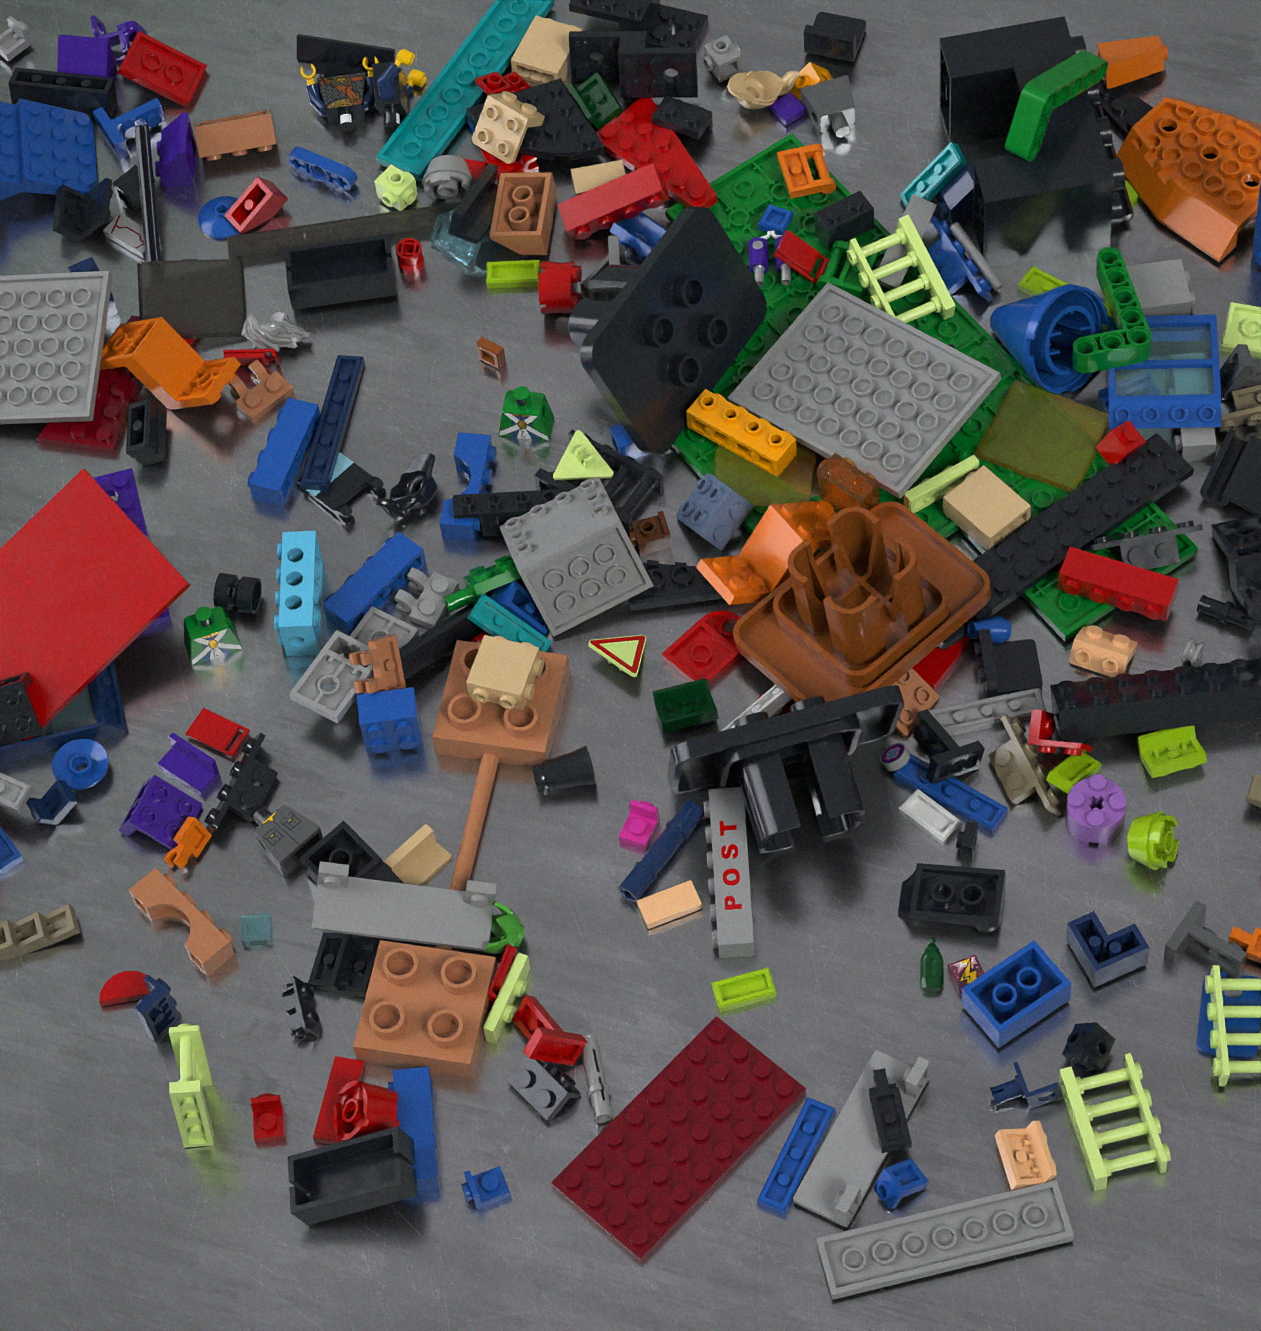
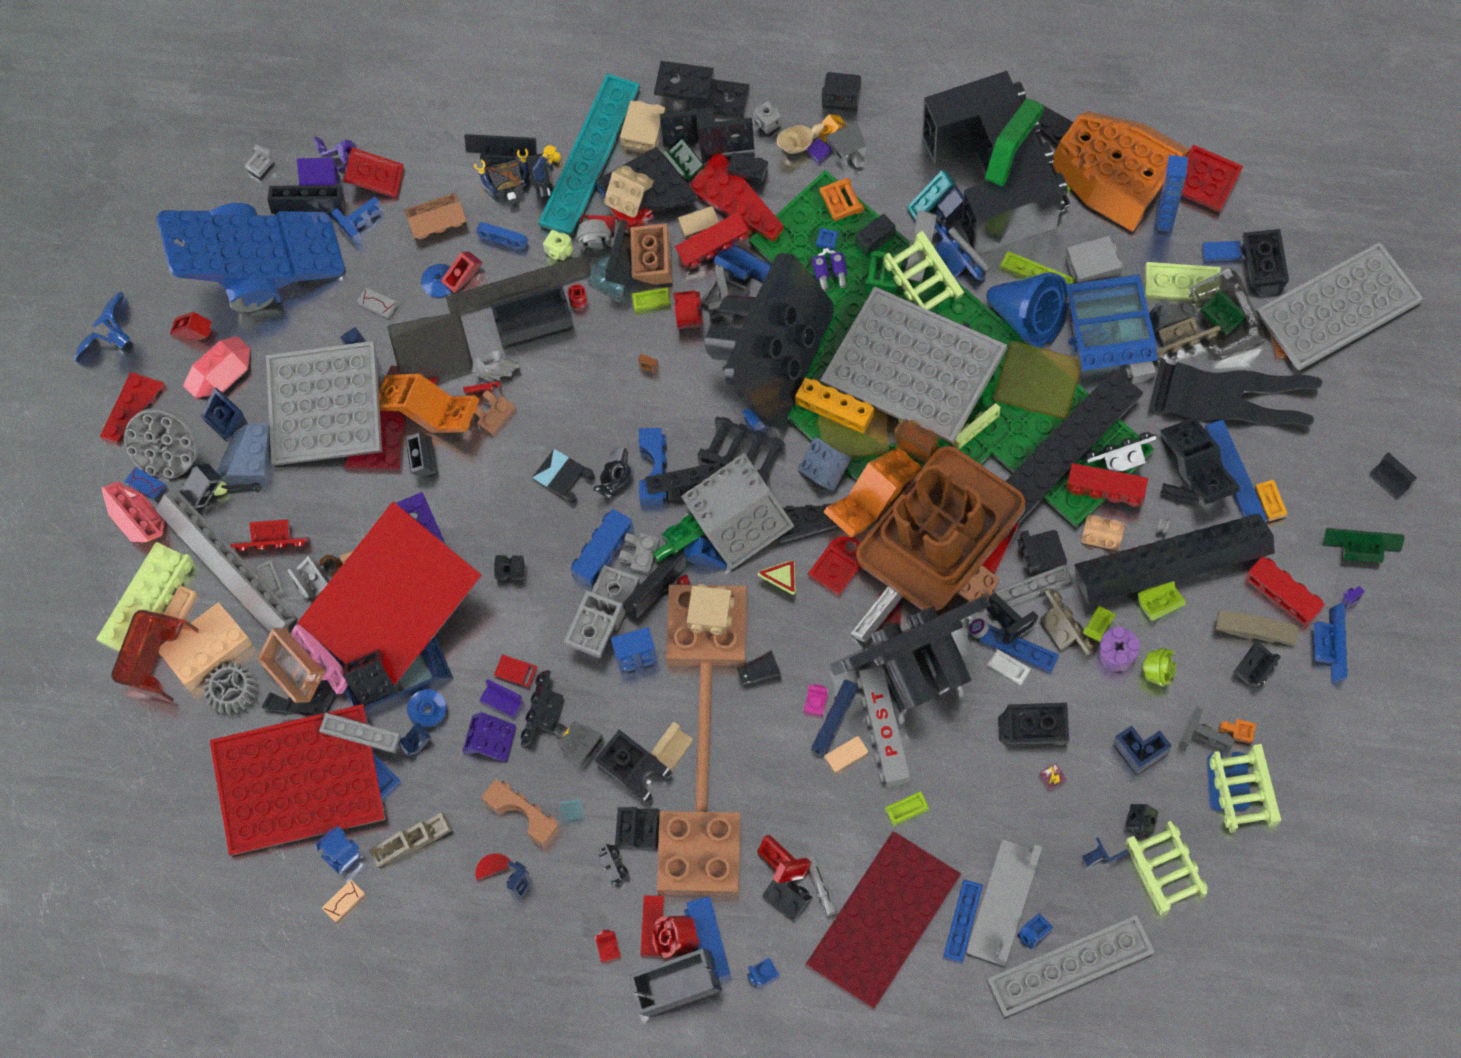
camera: 10 degrees left, 10 degrees up
(81, 214) = (341, 290): black bracket -> none
(128, 189) = (372, 266): black brick -> none
(147, 193) = (384, 273): black axle -> none
(177, 153) = (397, 237): dark purple slope -> none
(188, 1093) = (560, 949): yellowish green fence -> none
(191, 841) = (514, 753): orange plate -> none
(209, 635) = (496, 602): green torso -> none
(284, 452) = (520, 456): blue brick -> none
(299, 593) = (552, 563): medium azure brick -> none
(332, 423) = (548, 429): dark blue tile -> none
(386, 665) = (625, 611): nougat plate -> none
(403, 910) = (671, 788): light grey bracket -> none
(495, 83) = (617, 157): red slope -> none
(501, 622) = (701, 570): teal tile -> none
(501, 973) = (746, 823): red piece -> none
(503, 1007) = (754, 830): yellowish green plate -> none
(505, 929) = (742, 791): bright green piece -> none
(526, 415) = (682, 409): green torso -> none
(581, 461) = (728, 439): yellowish green piece -> none
(650, 534) = (783, 492): reddish brown brick -> none
(685, 705) = (831, 610): dark green bracket -> none
(800, 256) = (850, 266): red piece -> none
(888, 1114) = (1020, 885): black hinge -> none
(932, 968) = (1028, 775): dark green piece -> none
(967, 841) = (1037, 682): black plate -> none
(986, 508) = (1009, 440): tan brick -> none
(999, 629) = (1030, 524): blue cone -> none
(1016, 994) = (1088, 788): blue brick -> none
(1026, 1156) = (1114, 901): light nougat bracket -> none
(1040, 735) = (1073, 598): red bracket -> none
(1120, 443) = (1092, 381): red brick -> none
(1132, 59) = (1049, 85): orange slope -> none
(1132, 336) = (1078, 286): green beam -> none

